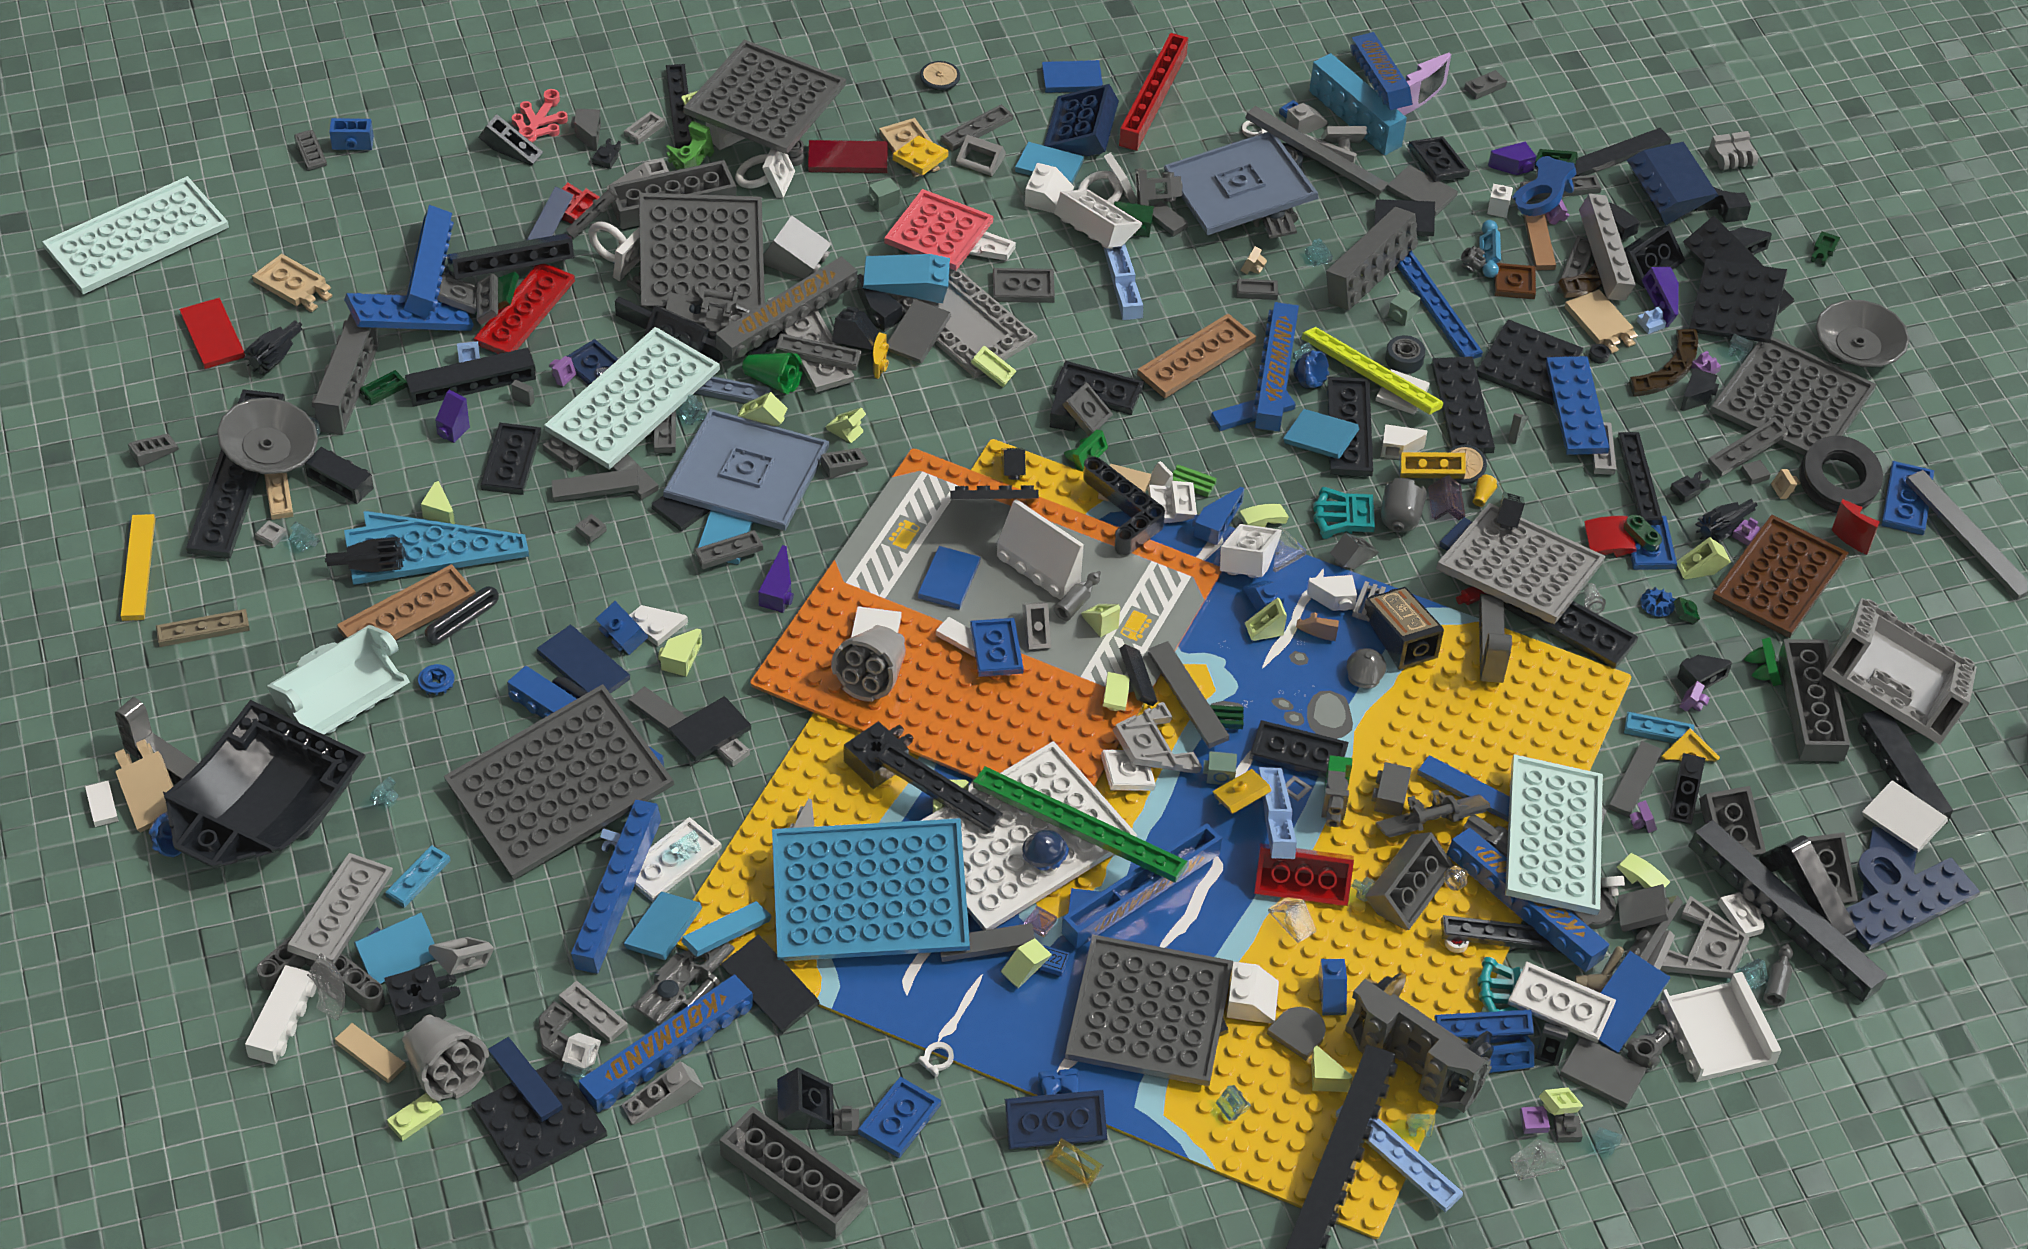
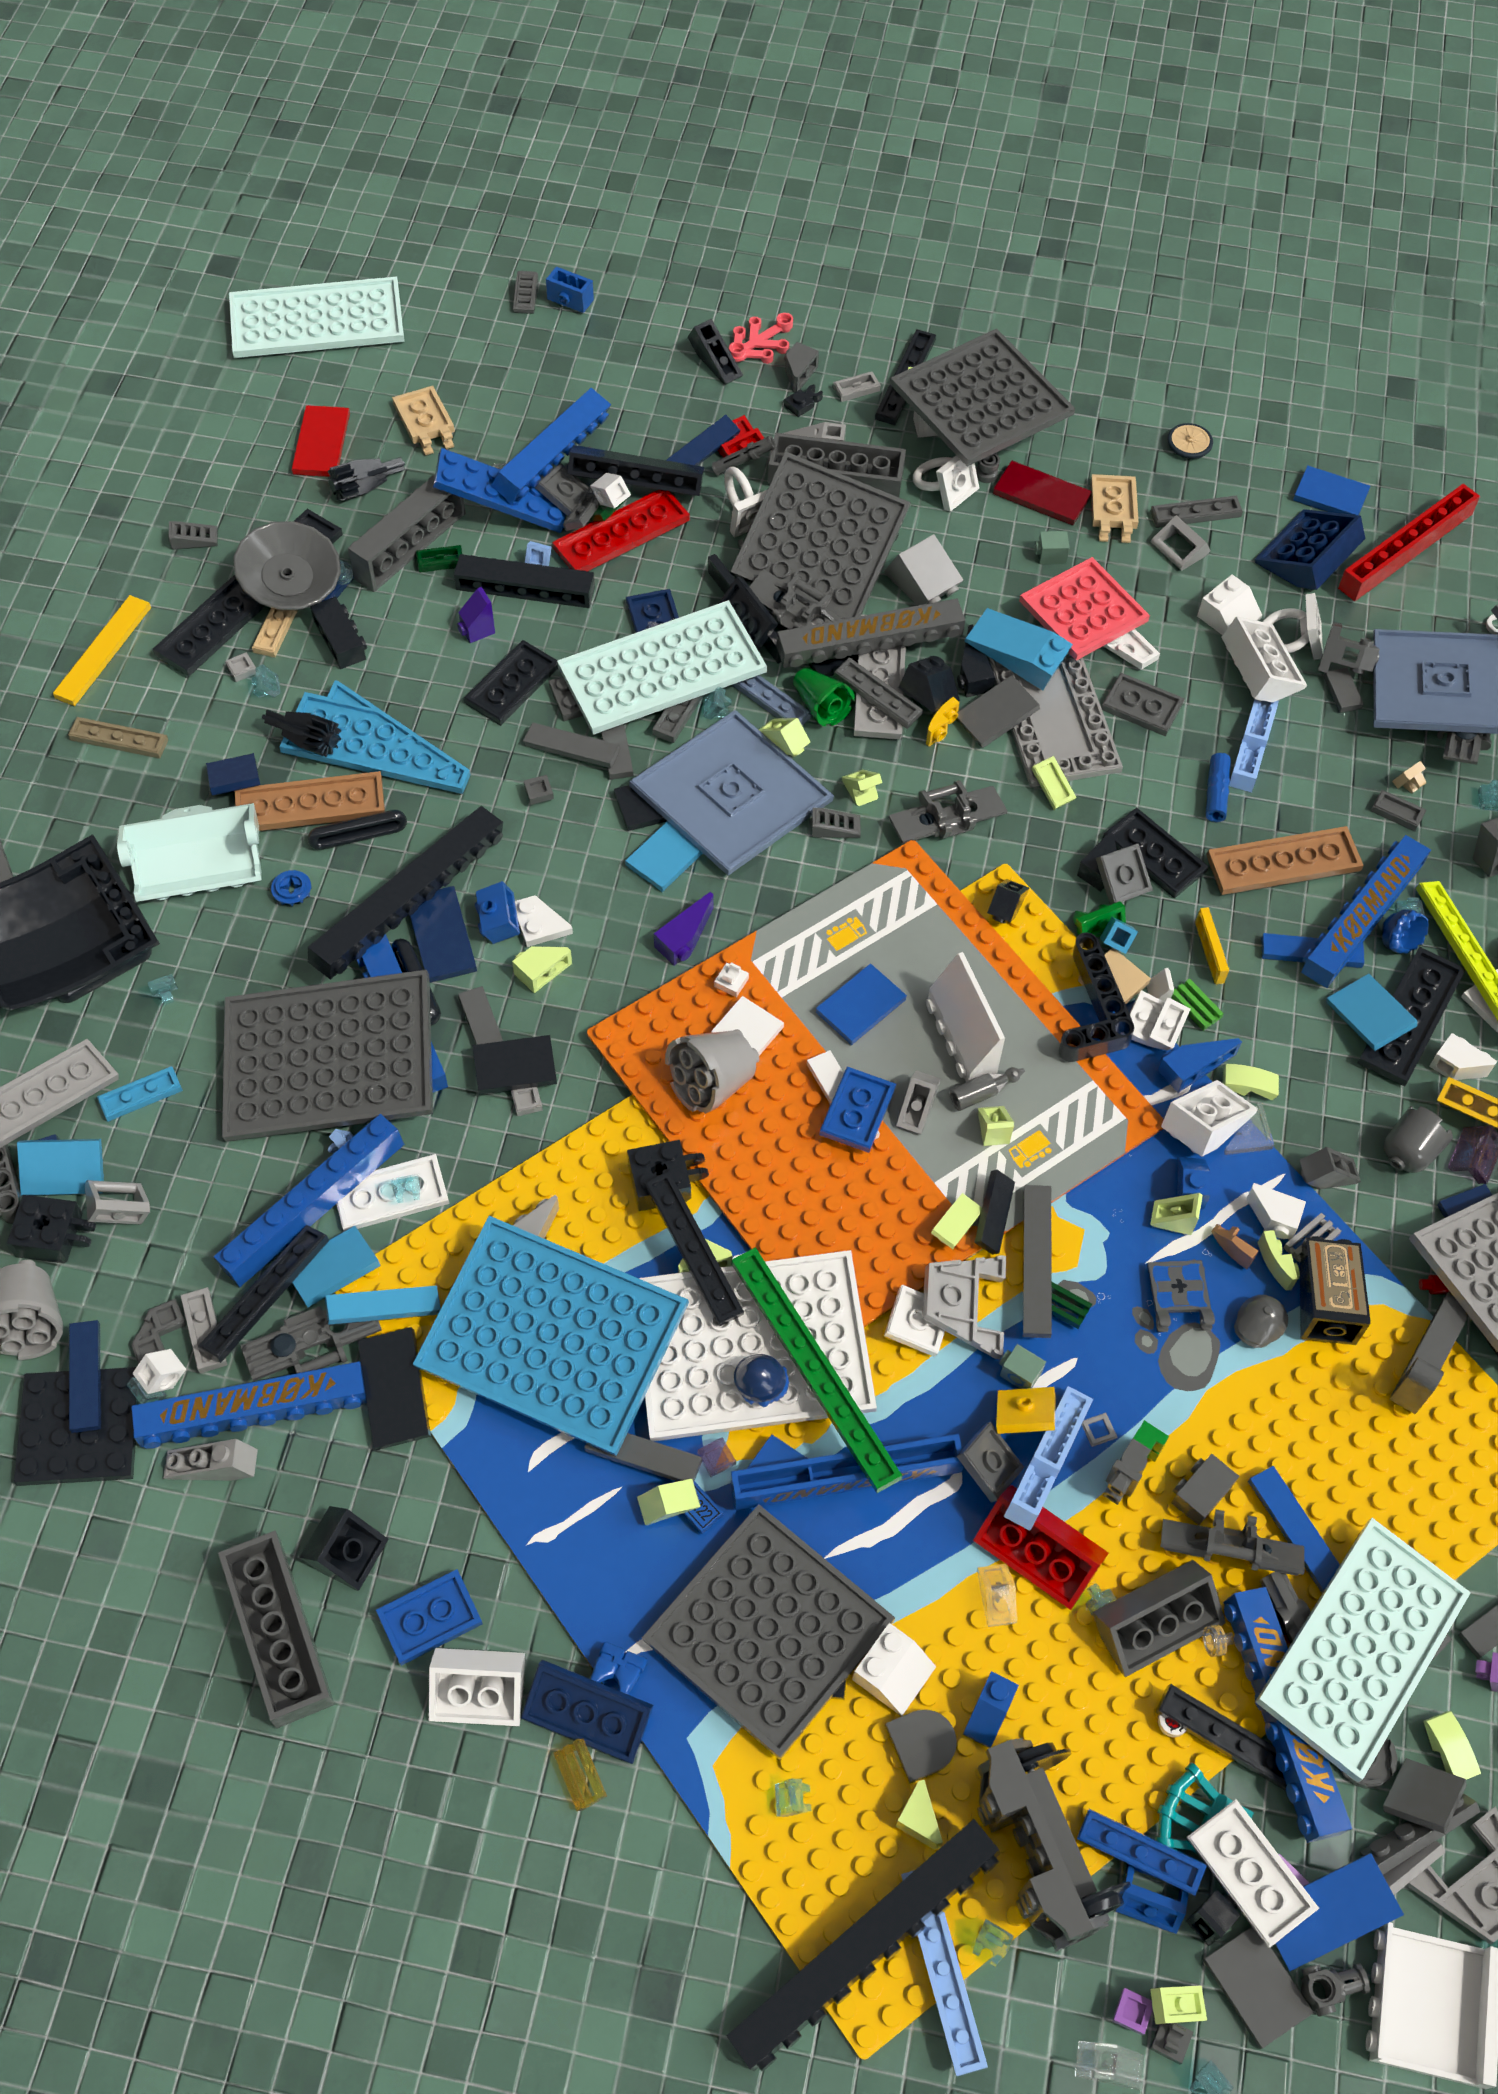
camera: 30 degrees right, 10 degrees up
(327, 614) = (233, 774): none -> dark blue tile
(436, 505) = (407, 702): yellowish green slope -> none
(505, 277) = (610, 490): none -> white brick
(522, 393) = (563, 618): dark grey tile -> none
(542, 640) = (404, 893): none -> black brick
(563, 370) = (616, 610): medium lavender tile -> none
(625, 964) = (263, 1293): none -> black tile
(698, 149) = (888, 429): bright green tile -> none
(728, 549) = (656, 872): dark grey tile -> none
(840, 599) = (731, 979): none -> white tile
(846, 1121) = (374, 1591): dark grey tile -> none
(920, 155) = (1114, 519): yellow plate -> none
(921, 427) = (947, 821): none -> dark grey piece
(934, 1070) = (497, 1561): white piece -> none
(965, 1143) = (476, 1686): none -> white slope
(1004, 492) = (953, 933): black plate -> none
(1065, 162) = (1263, 582): dark azure tile -> none
(1110, 452) = (1118, 935): none -> dark azure brick
(1117, 322) = (1218, 787): none -> blue axle
(1140, 212) = (1314, 675): dark green slope -> none
(1180, 435) = (1211, 946): none -> yellow tile
(1238, 833) = (990, 1462): none -> dark grey tile
(1295, 748) = (1125, 1384): black tile -> none
(1298, 671) = (1179, 1288): none -> dark grey flag
(1357, 515) = (1360, 1127): teal plate -> none
(1357, 626) = (1280, 1265): none -> yellowish green slope
(1598, 981) = (1318, 1865): dark tan piece -> none
(1612, 883) = (1407, 1740): white tile -> none

